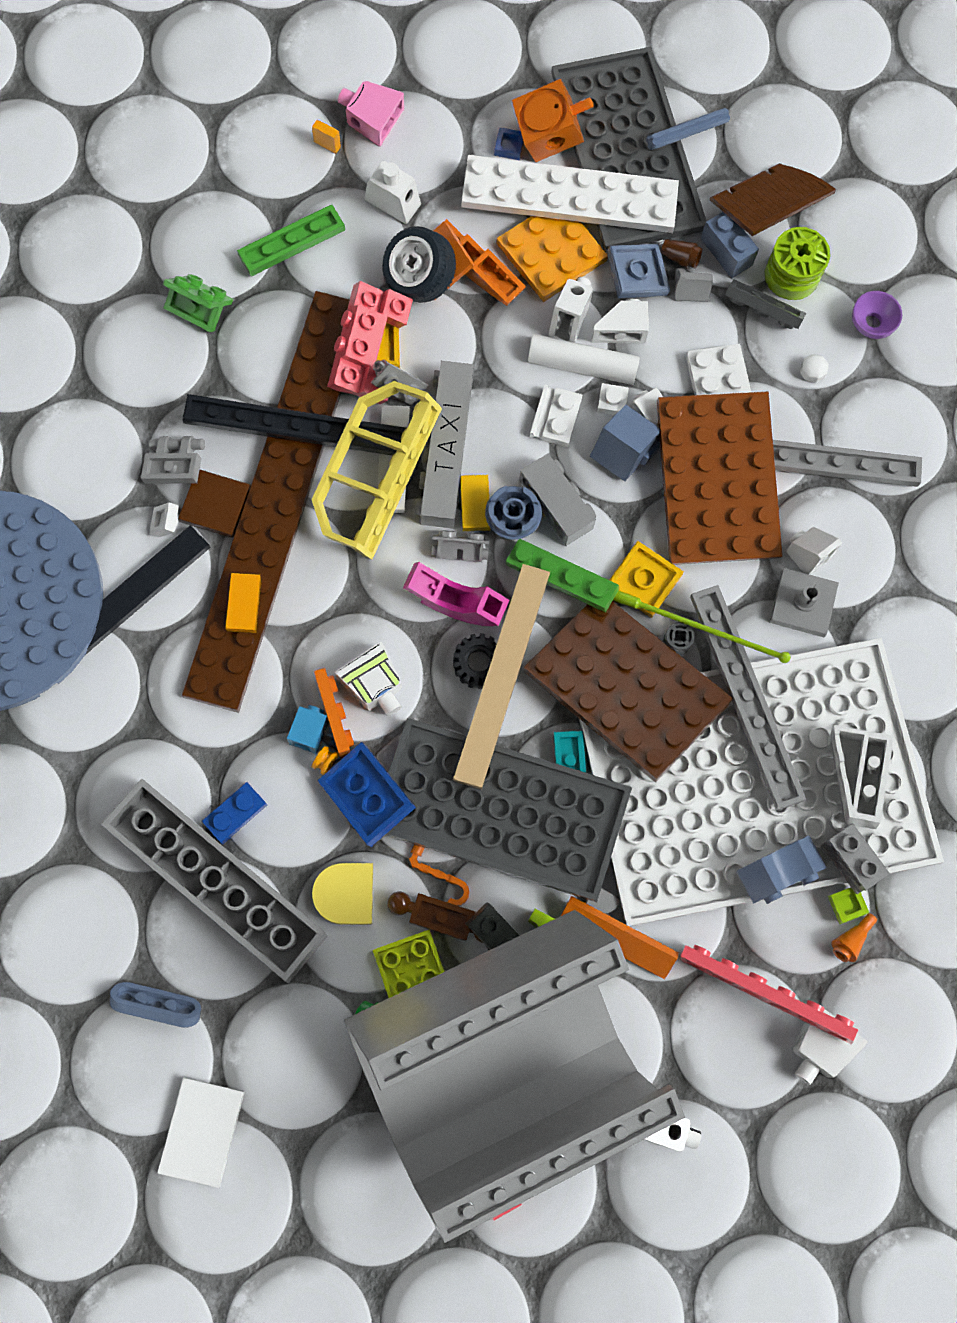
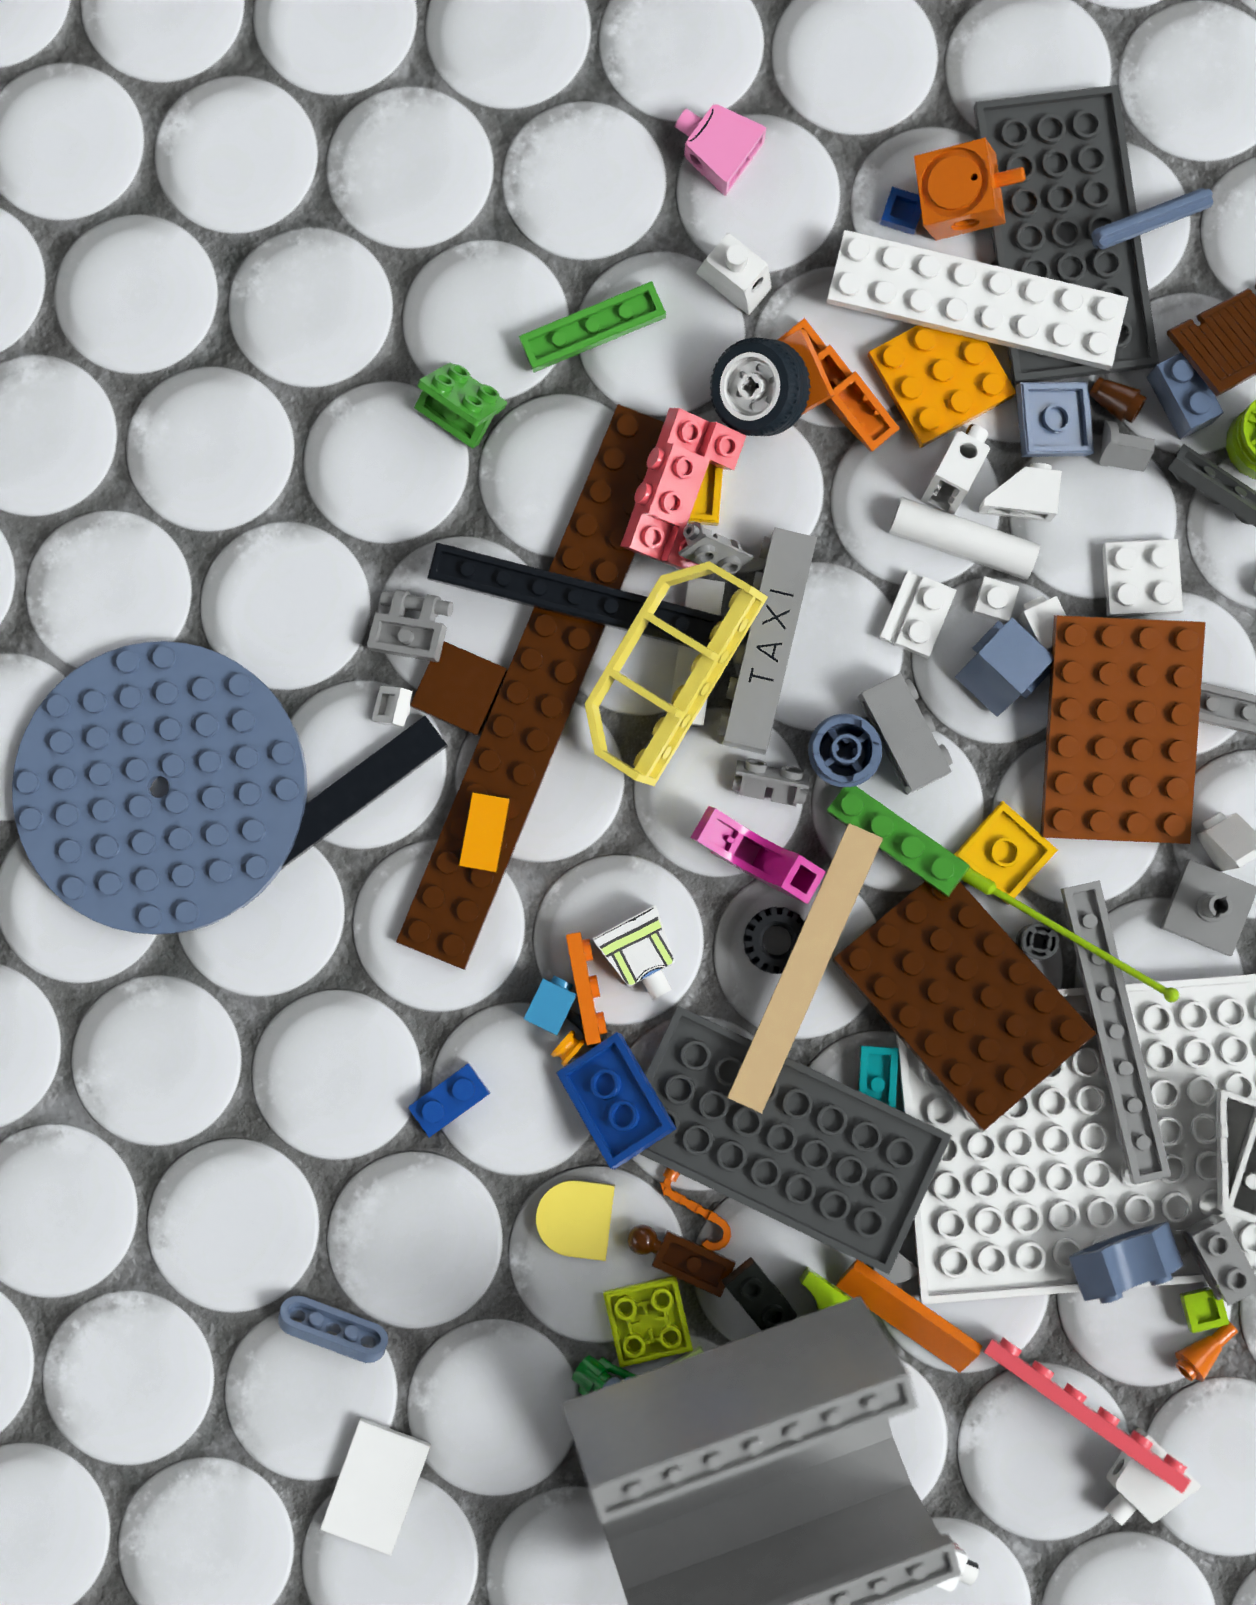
camera: 15 degrees right, 10 degrees up
(215, 880) = (418, 1188): light grey brick -> none
(326, 136) = (654, 178): light orange tile -> none
(474, 501) = (796, 723): yellow tile -> none

